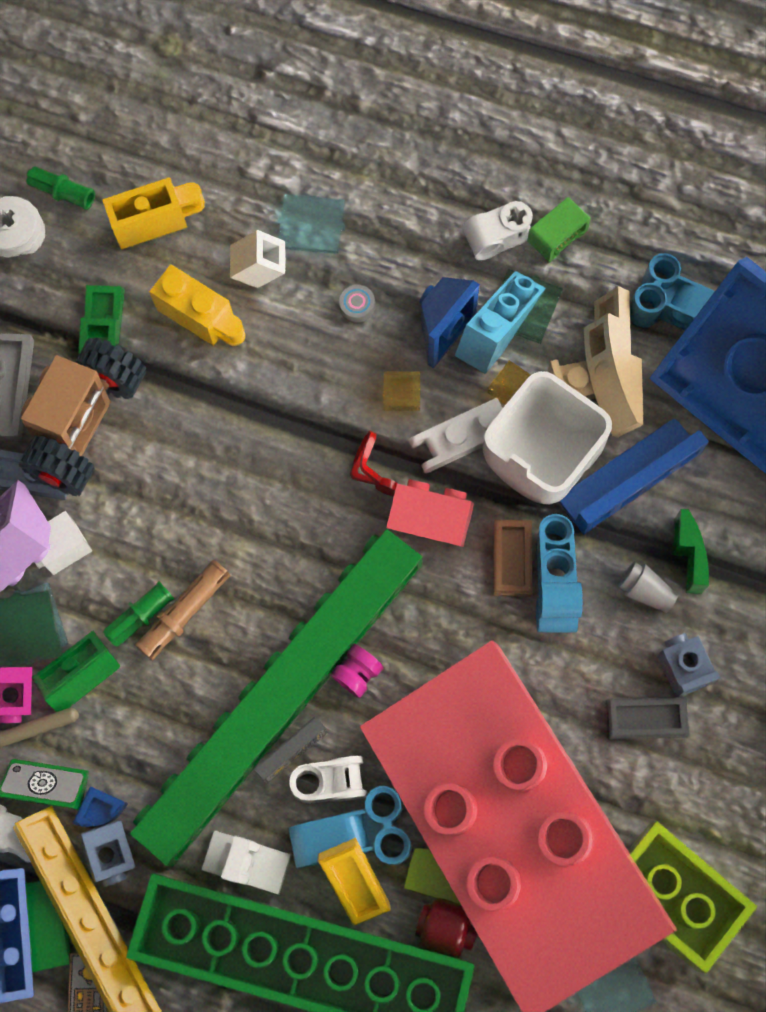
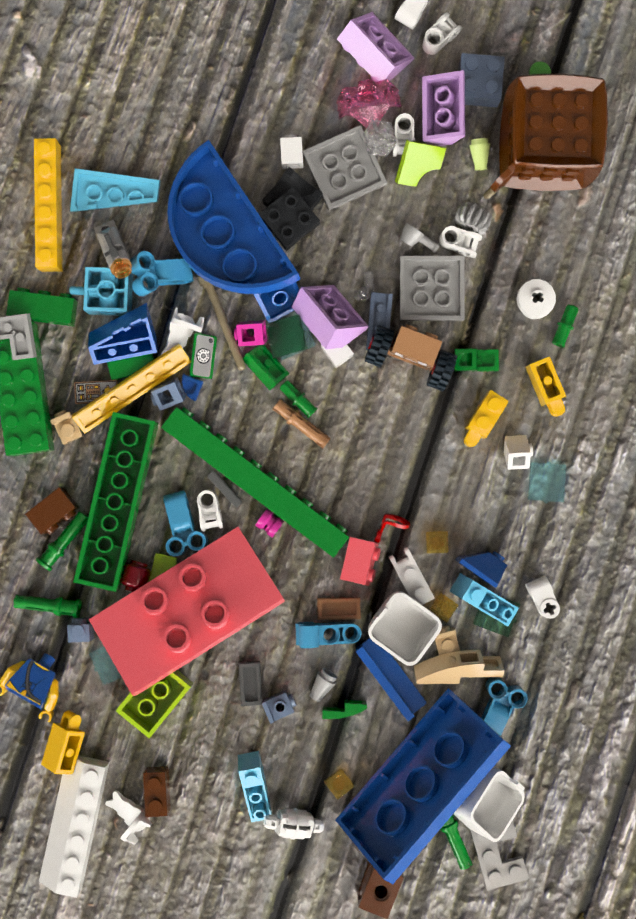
camera: 85 degrees right, 15 degrees up
(246, 862) = (165, 468): white bracket -> none
(354, 881) = (156, 527): yellow tile -> none
(357, 303) = (493, 513): light grey tile -> none
(558, 229) = (546, 634): bright green piece -> none

